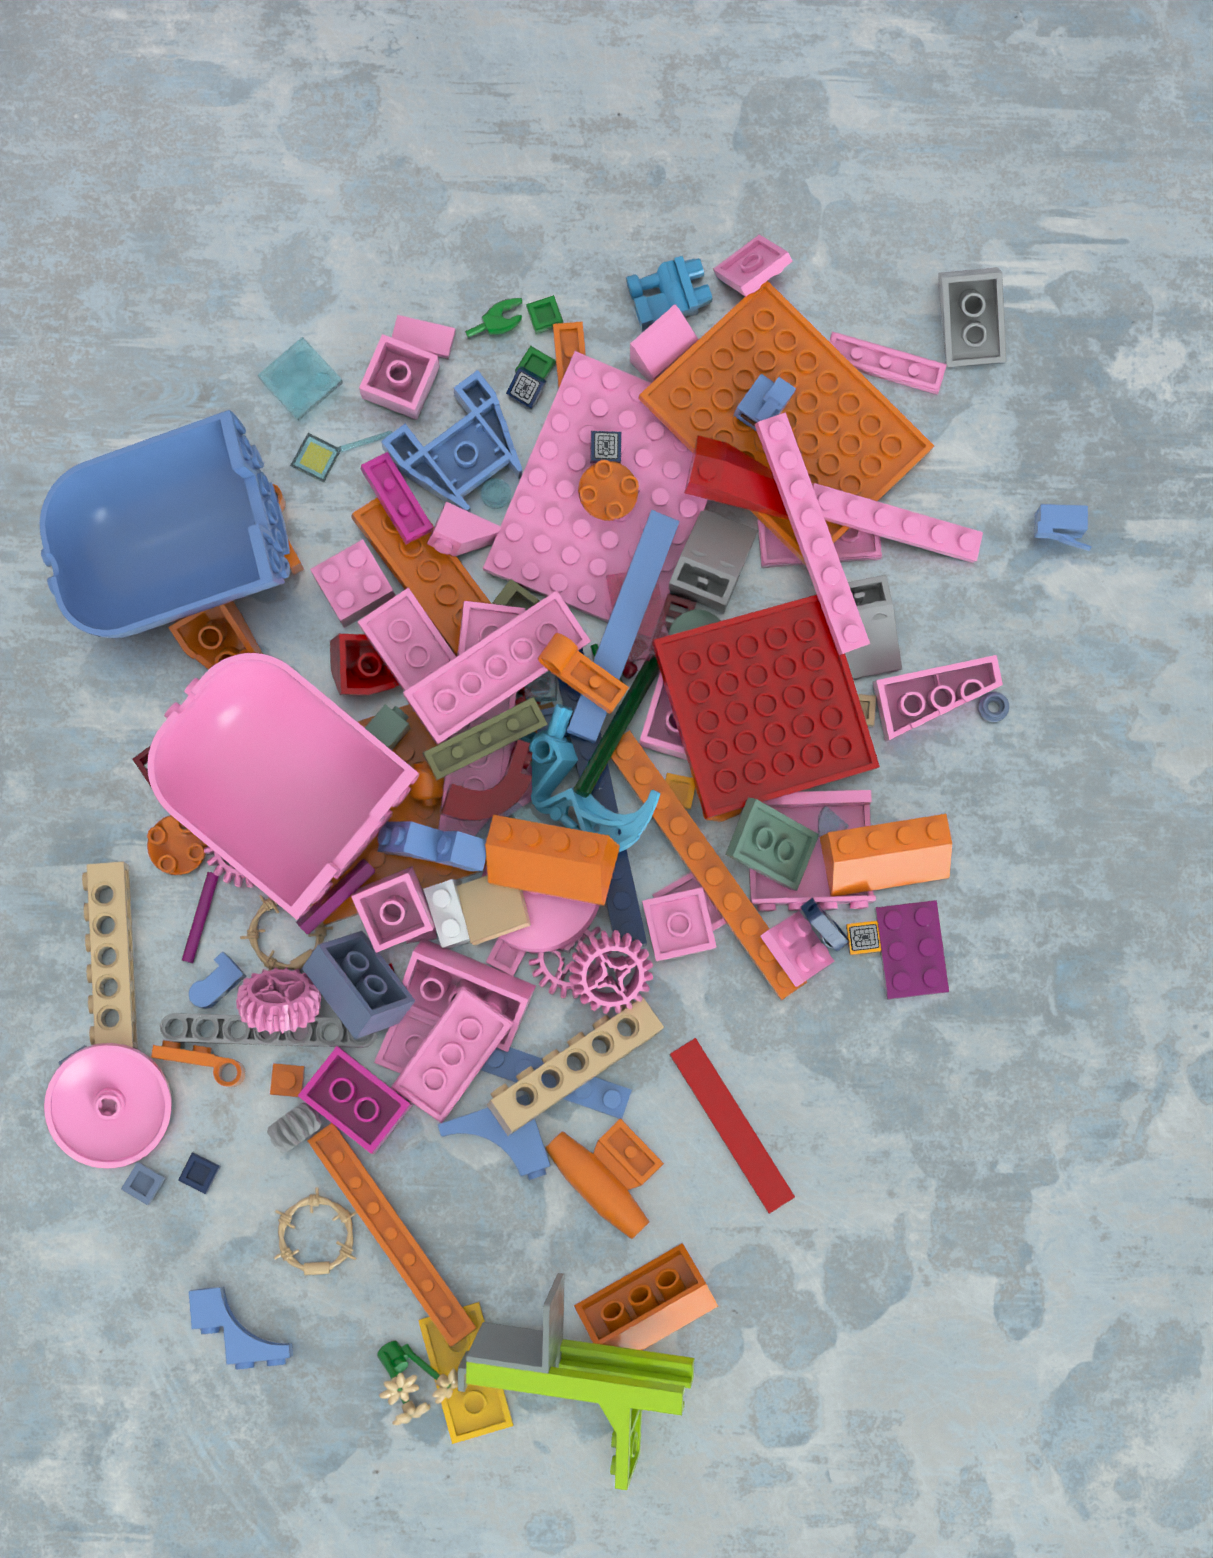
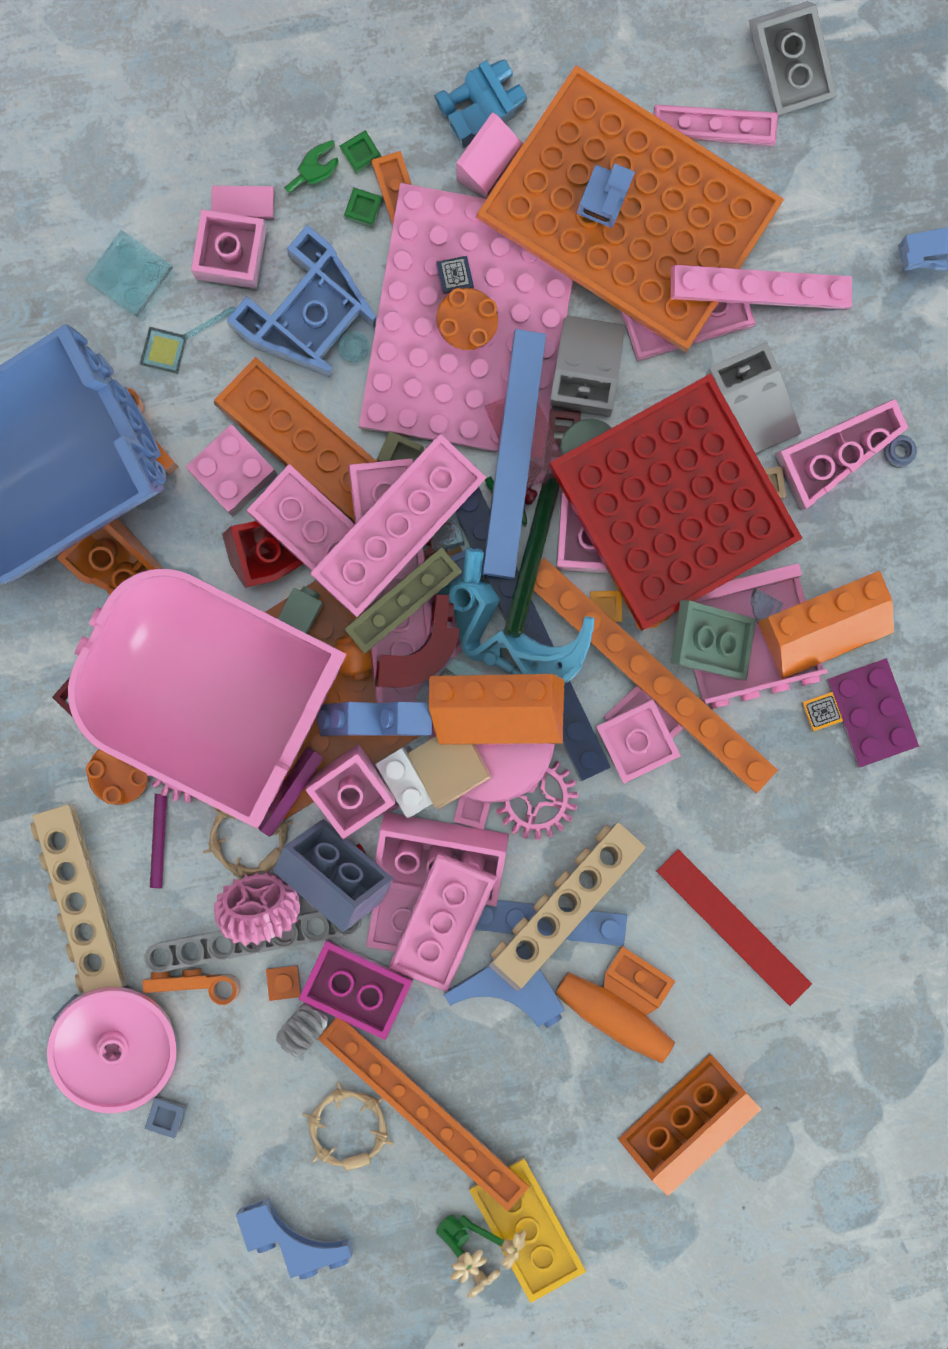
camera: 10 degrees left, 5 degrees up
(199, 1173) = (218, 1094): dark blue tile -> none
(218, 984) = (193, 902): medium blue leg -> none
(396, 498) = (255, 374): dark pink plate -> none
(461, 531) = (328, 393): bright pink slope -> none
(526, 387) = (359, 231): tile -> none
(581, 673) = (485, 513): orange plate -> none
(600, 978) = (603, 787): bright pink gear -> none
(613, 1376) = (589, 1207): lime piece -> none
(732, 478) = (593, 278): red wedge -> none
(753, 265) = (560, 54): bright pink plate -> none
(797, 948) = (760, 738): bright pink plate -> none
(812, 533) = (684, 316): bright pink plate -> none
(825, 925) = (783, 709): piece -> none

